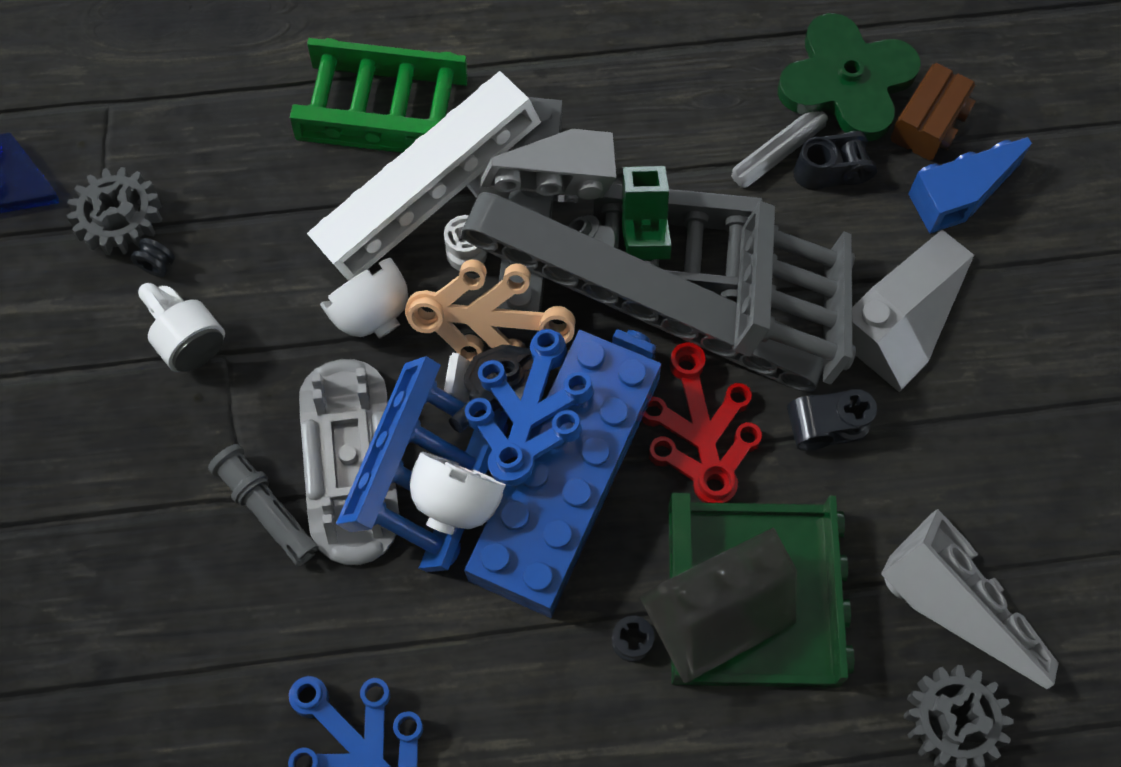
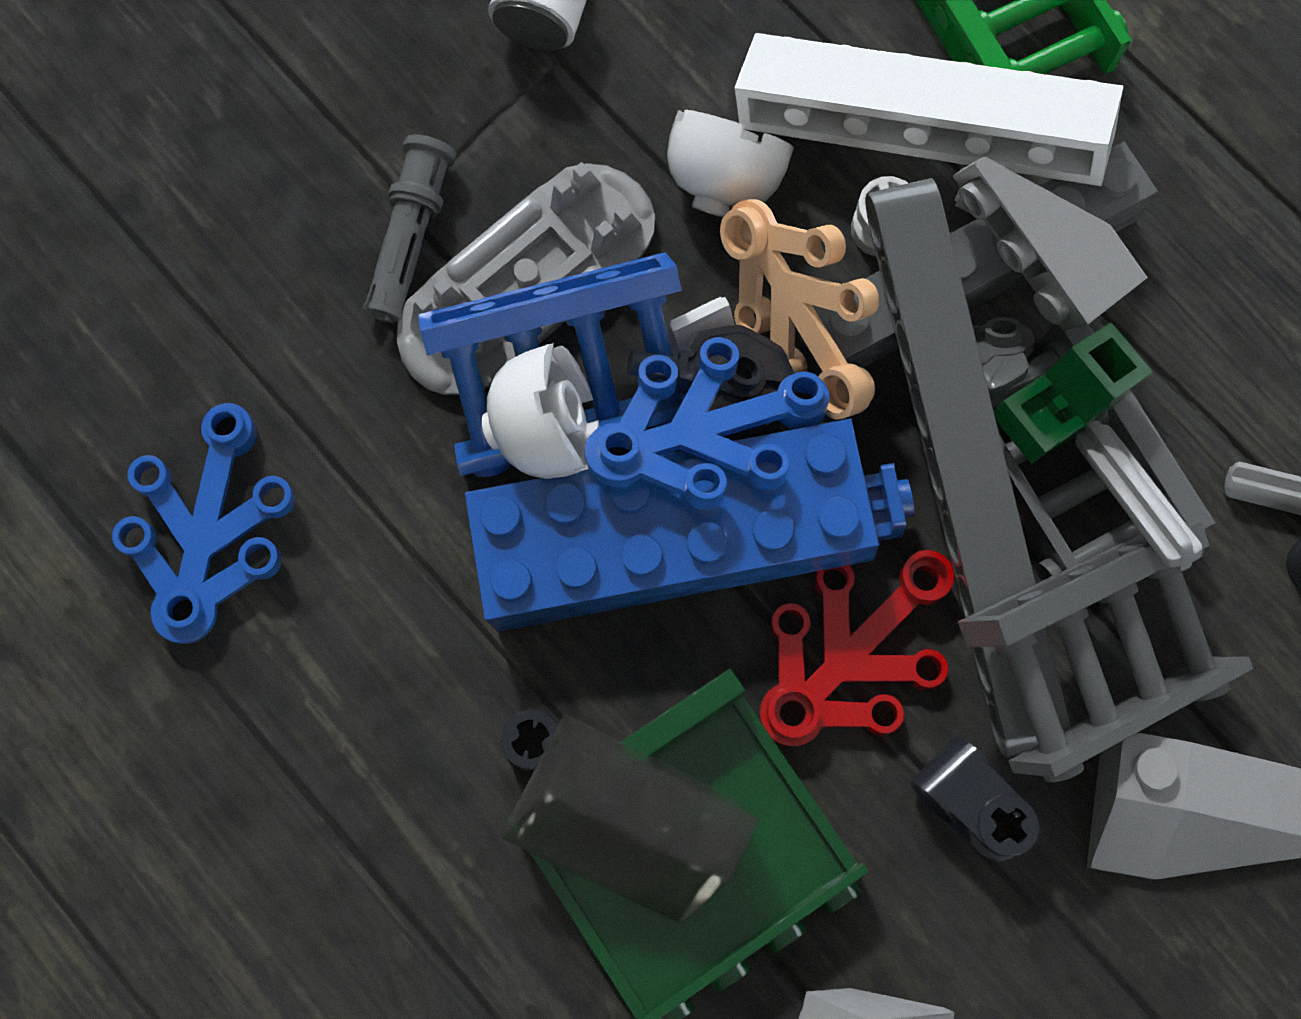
camera: 55 degrees right, 10 degrees up
(726, 219) = (1139, 496): none -> light grey axle

